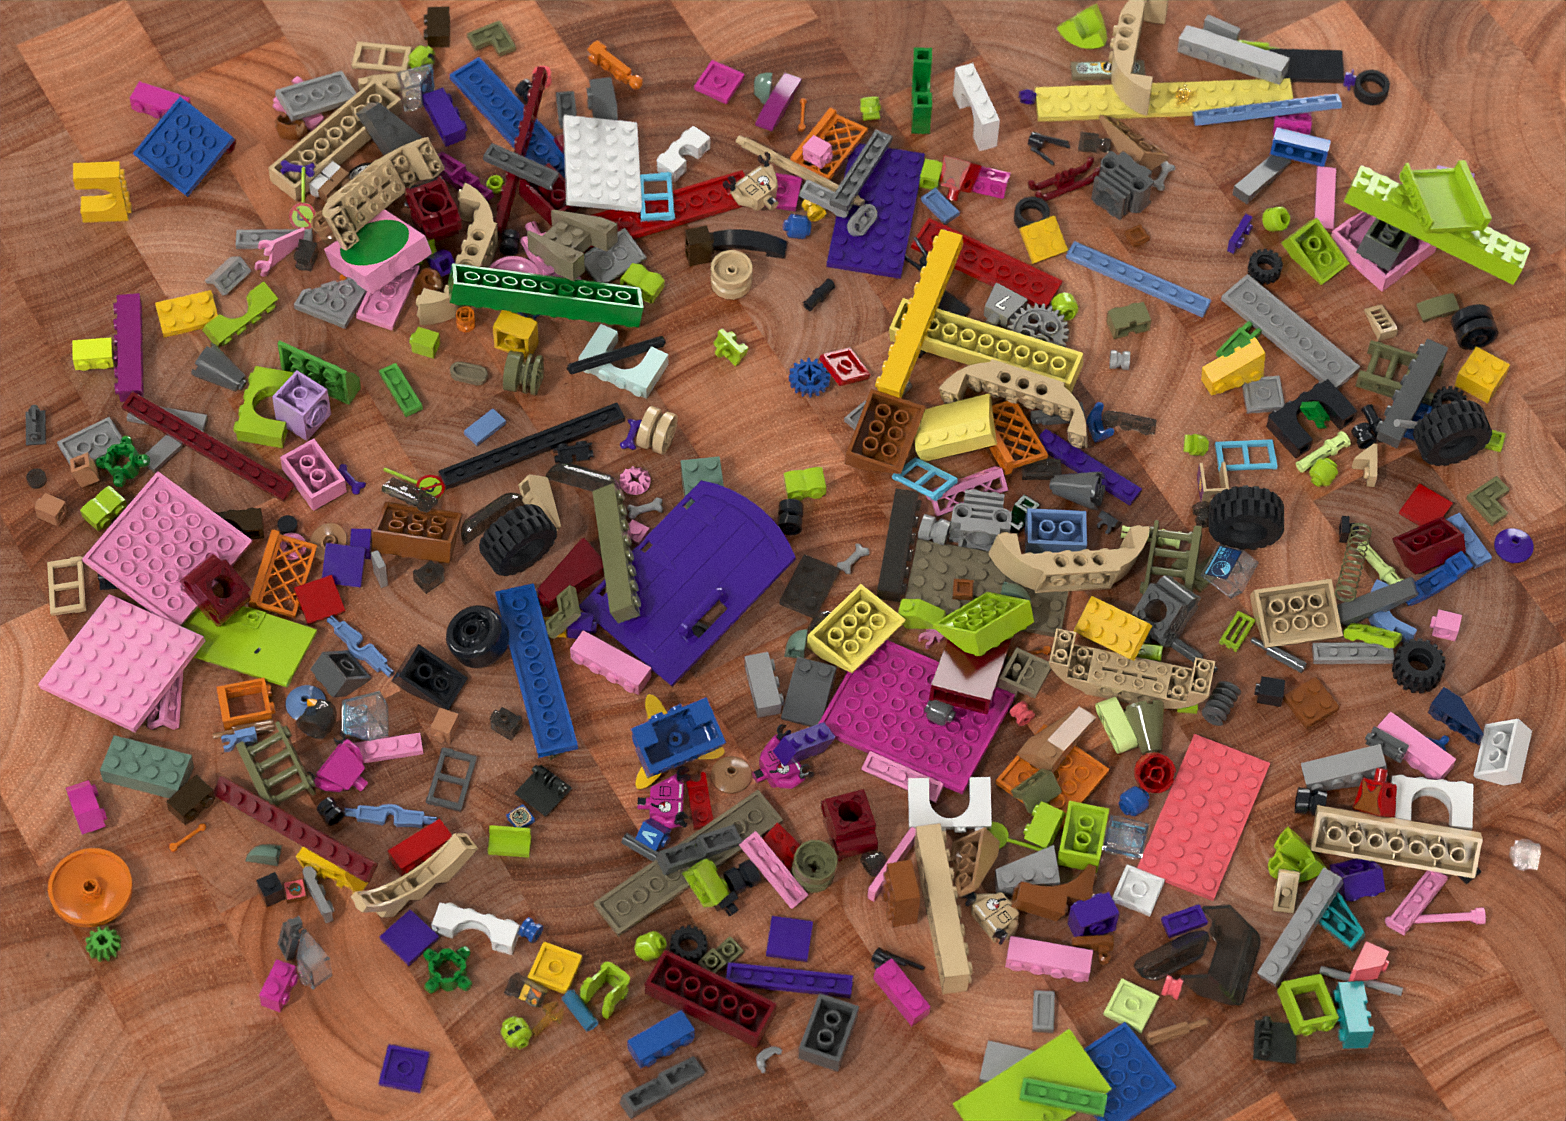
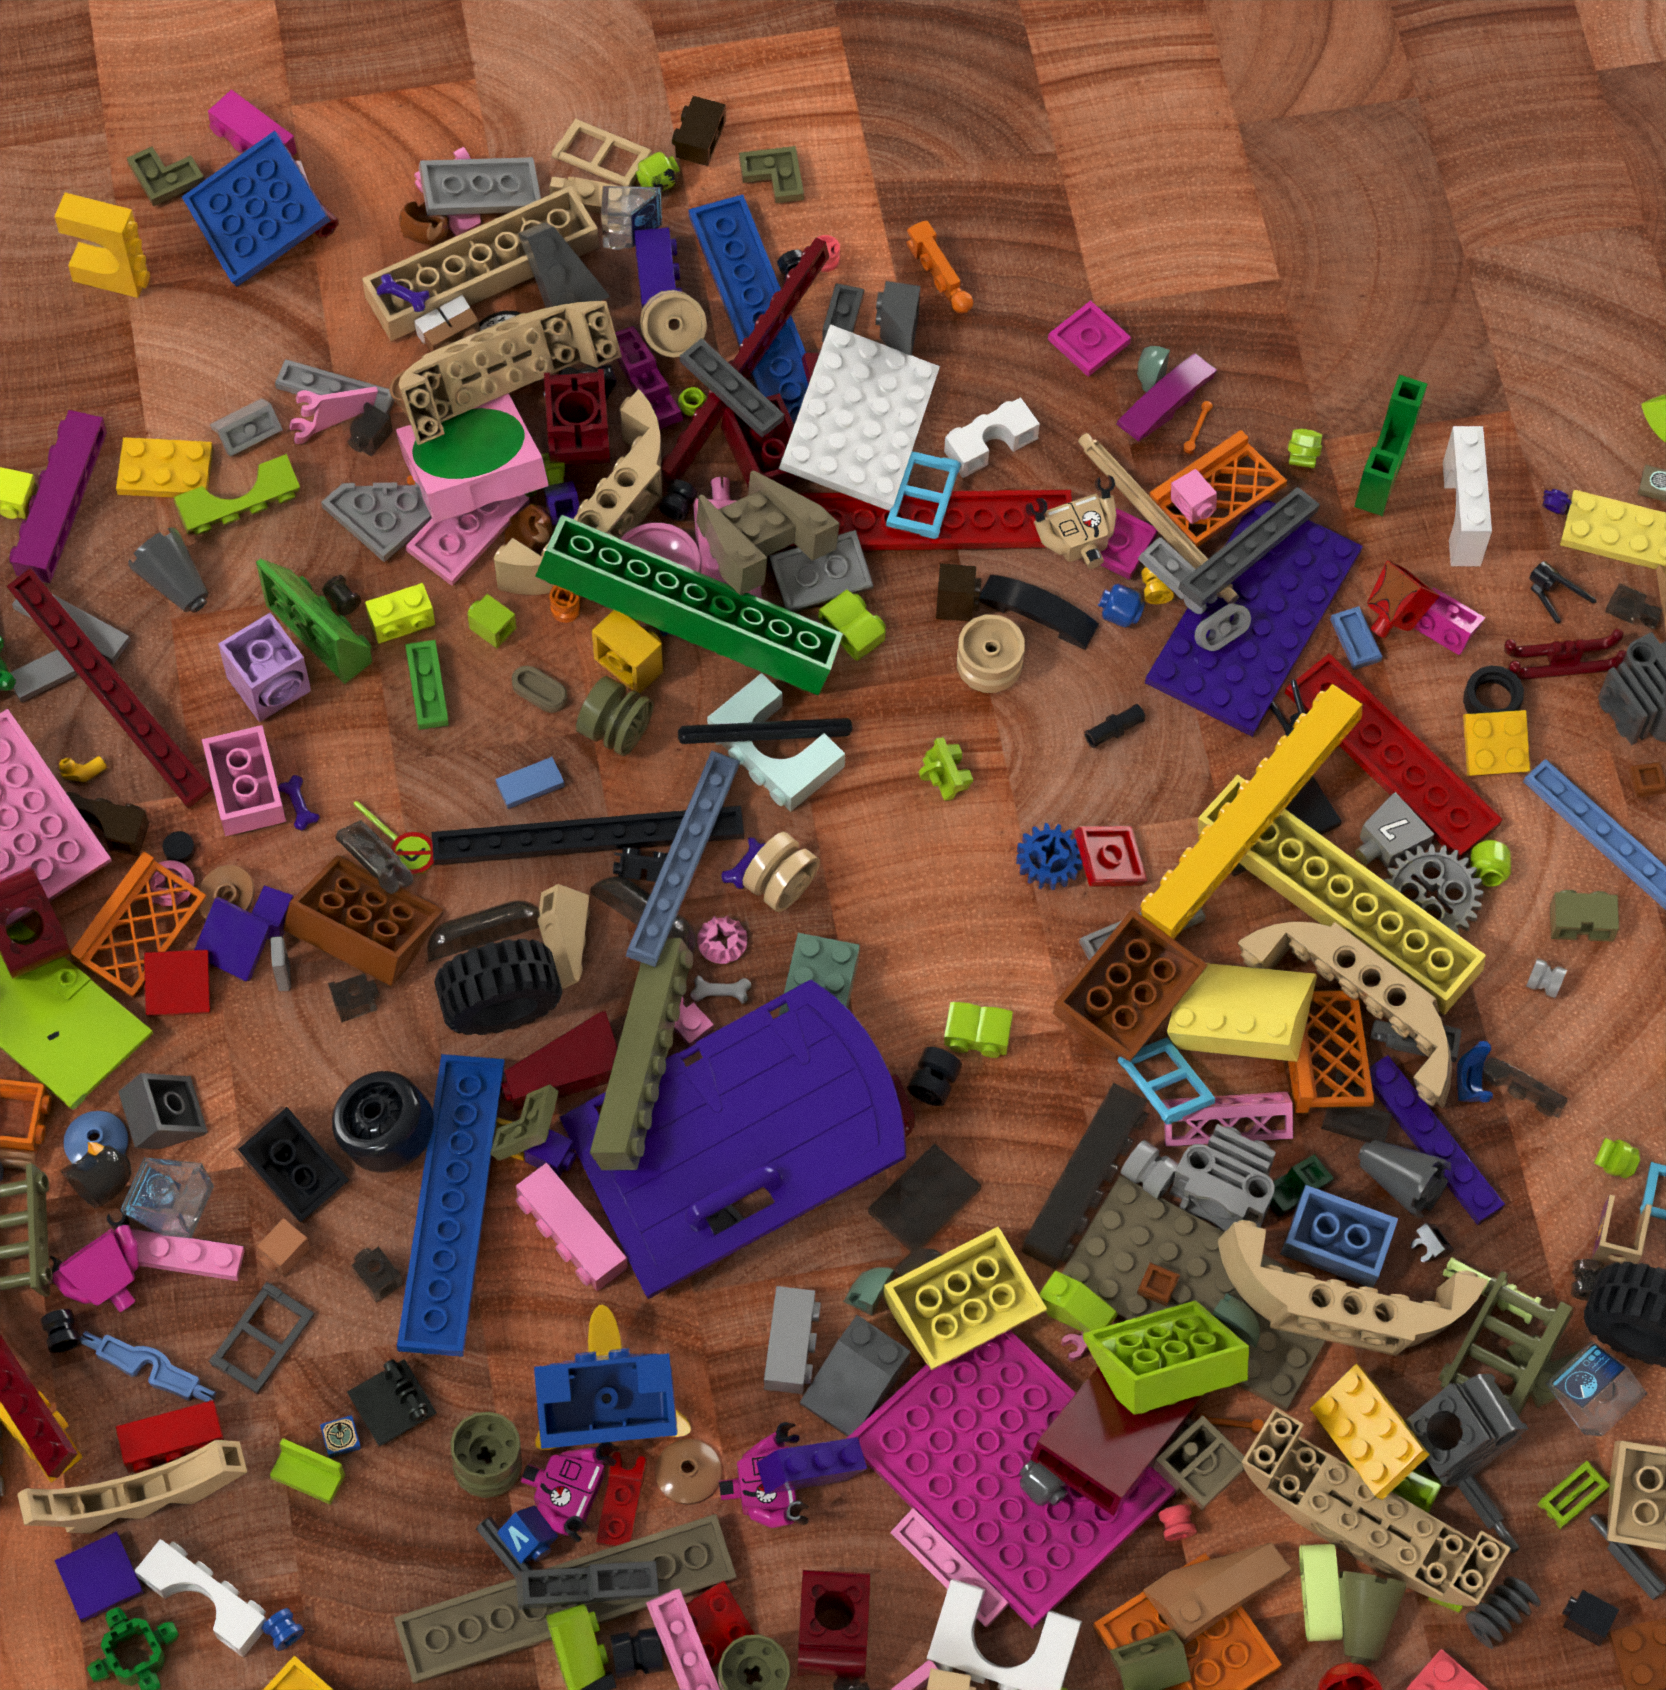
camera: 20 degrees right, 5 degrees up
(116, 148) = (164, 182): none -> olive plate
(210, 500) = (79, 772): none -> yellow arm
(252, 427) = (183, 674): lime arch -> none
(302, 213) = (390, 360): piece -> none
(328, 354) = (341, 595): none -> clear smoke bush
(367, 653) = (215, 1090): medium blue piece -> none
(368, 353) = (400, 613): none -> neon yellow brick
(478, 138) = (668, 306): none -> tan wheel
(596, 440) = (683, 859): none -> sand blue tile
(612, 798) = (481, 1437): none -> olive wheel
(859, 552) = (1022, 1167): light grey piece -> none
(930, 174) = (1358, 583): lime brick -> none

